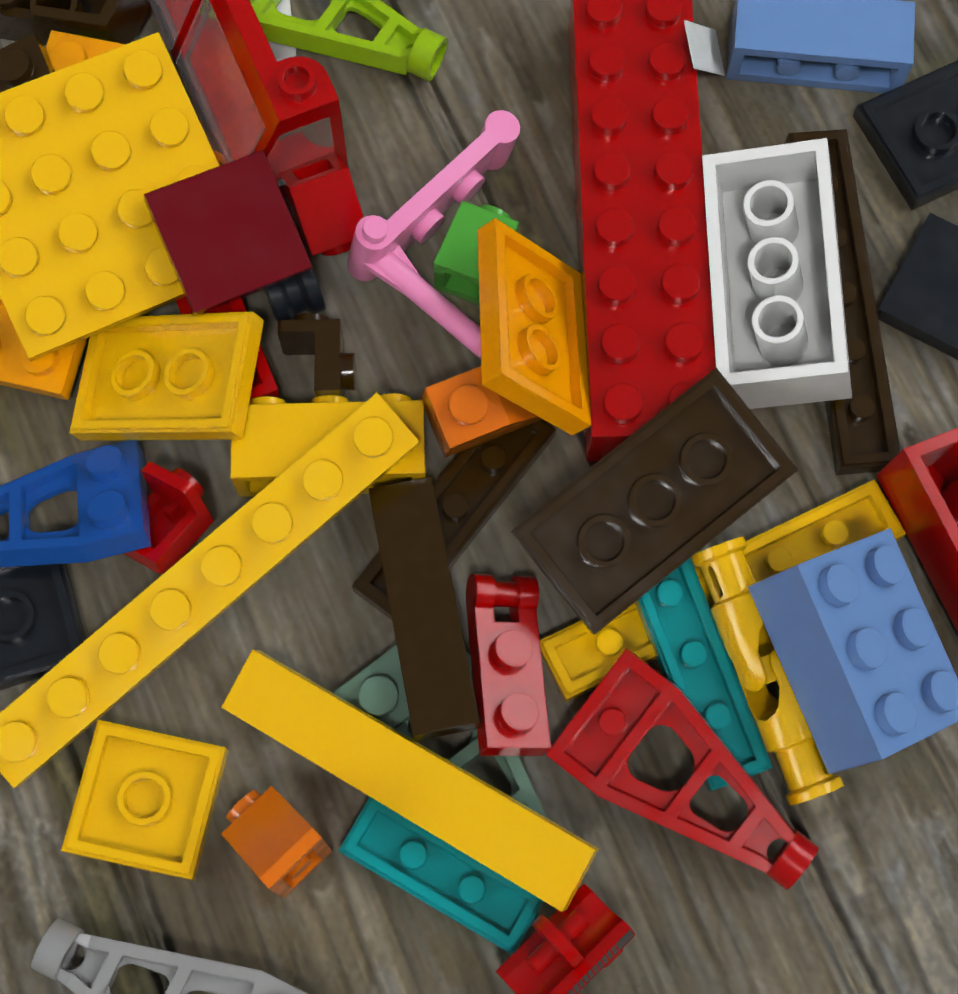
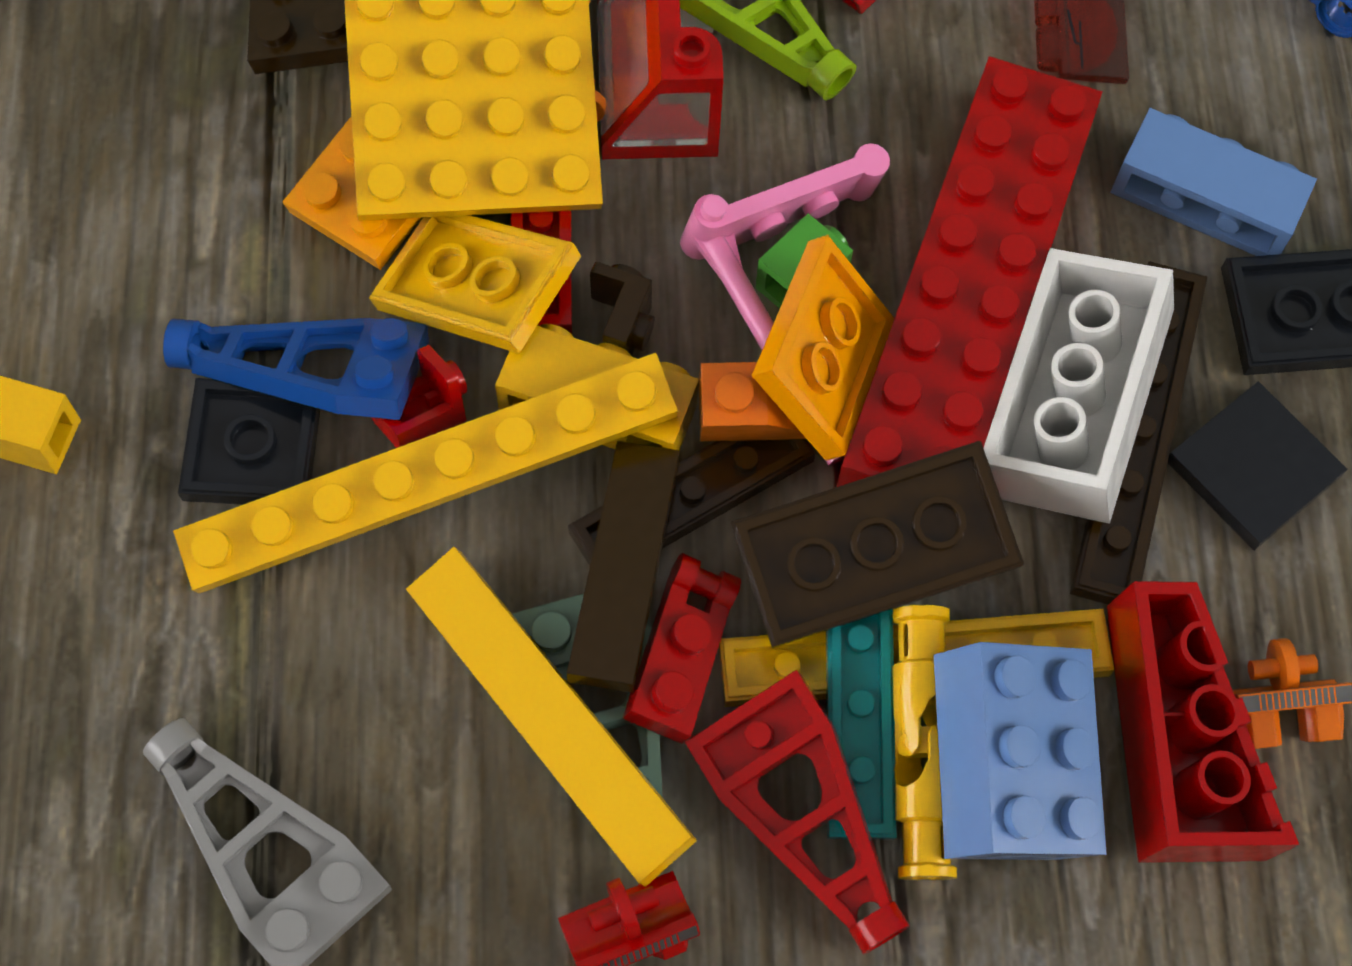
camera: 20 degrees right, 5 degrees down
(145, 800) = (305, 647): yellow tile -> none
(227, 232) = (579, 165): dark red tile -> none
(274, 840) = (405, 724): orange slope -> none
(295, 296) = (621, 239): black wheel -> none
(323, 204) = (678, 173): red brick -> none
(440, 876) = (544, 816): teal tile -> none
(704, 48) = (1094, 153): white sticker -> none

